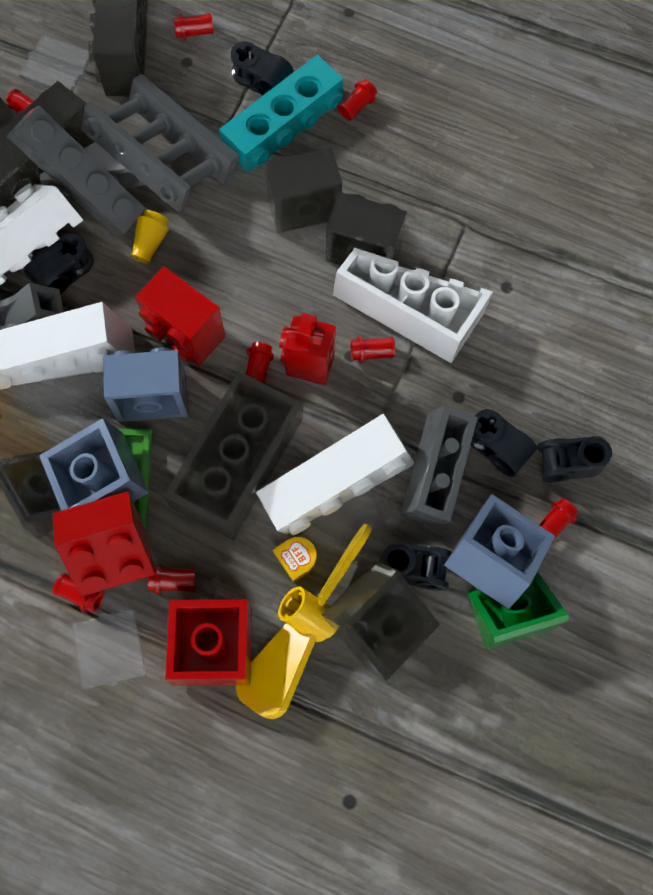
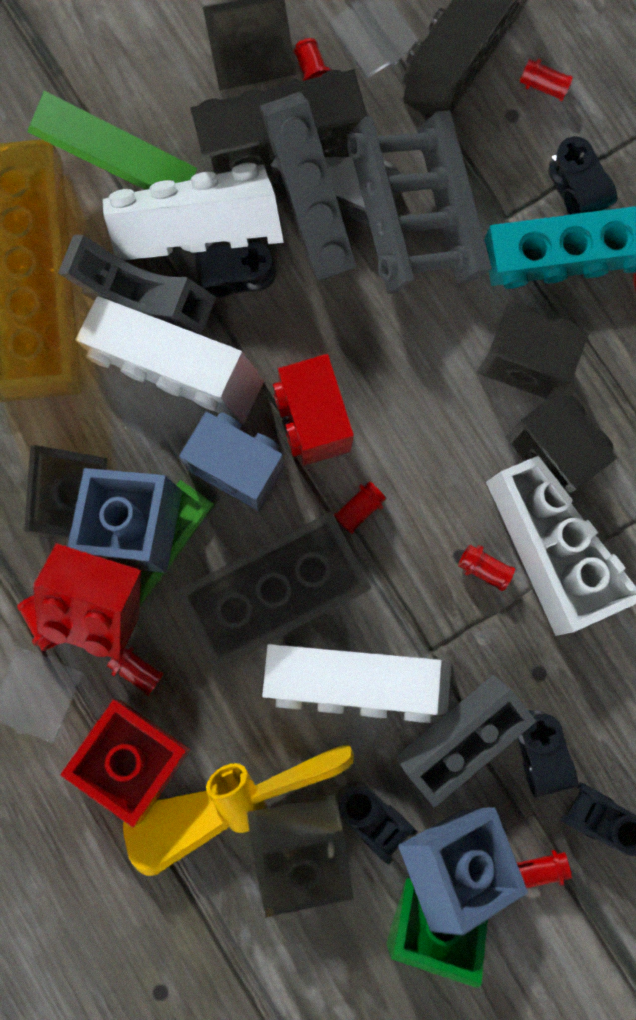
camera: 30 degrees right, 10 degrees up
(149, 234) = (343, 293): yellow cone -> none
(296, 557) = (267, 728): tile -> none
(308, 348) = (417, 531): red hinge -> none

